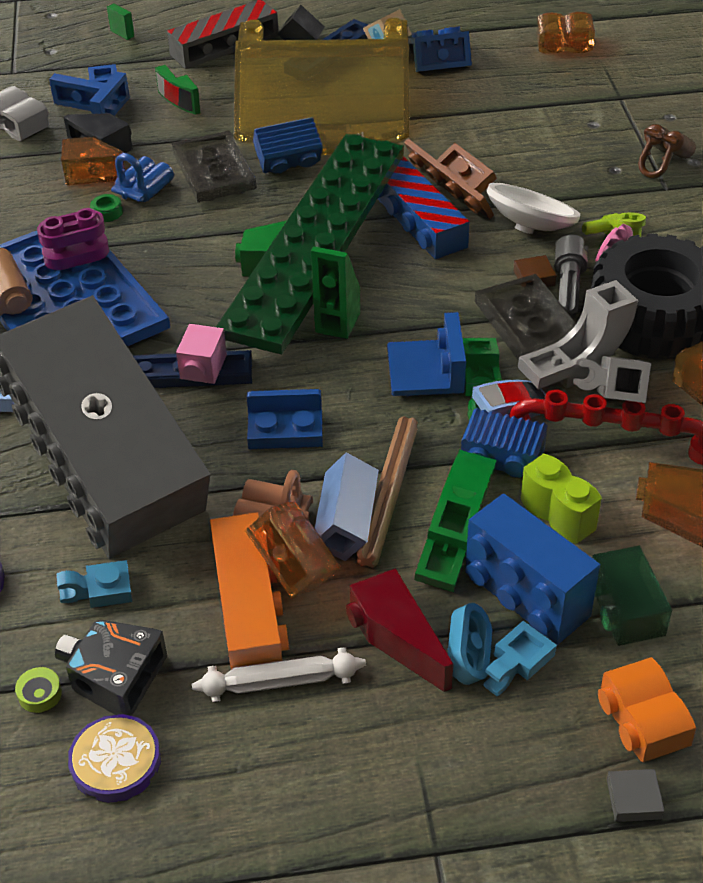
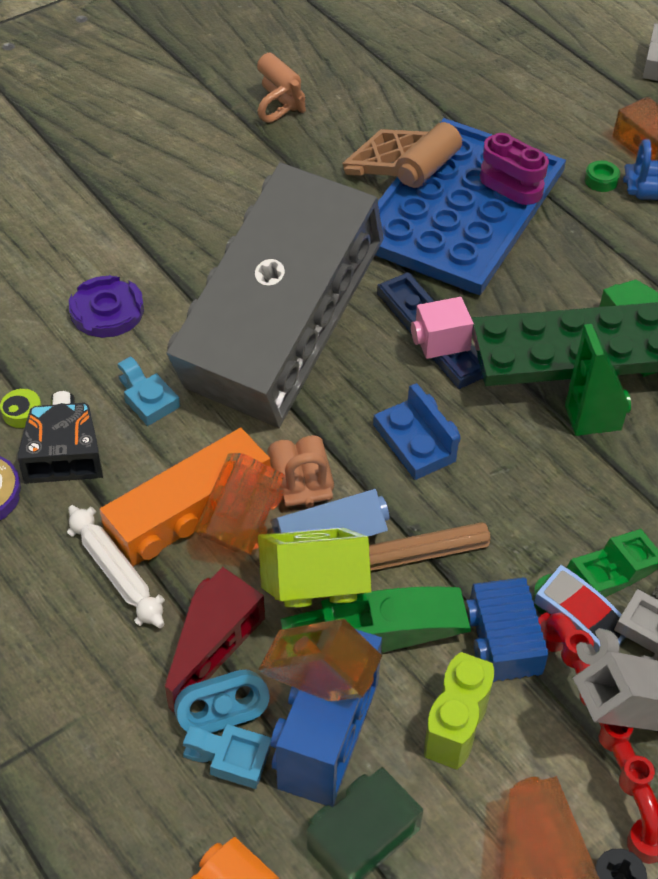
camera: 60 degrees right, 5 degrees up
(398, 516) = (315, 565): none -> lime brick
(430, 364) = (579, 514): blue bracket -> none
(515, 527) = (323, 660): none -> clear orange slope

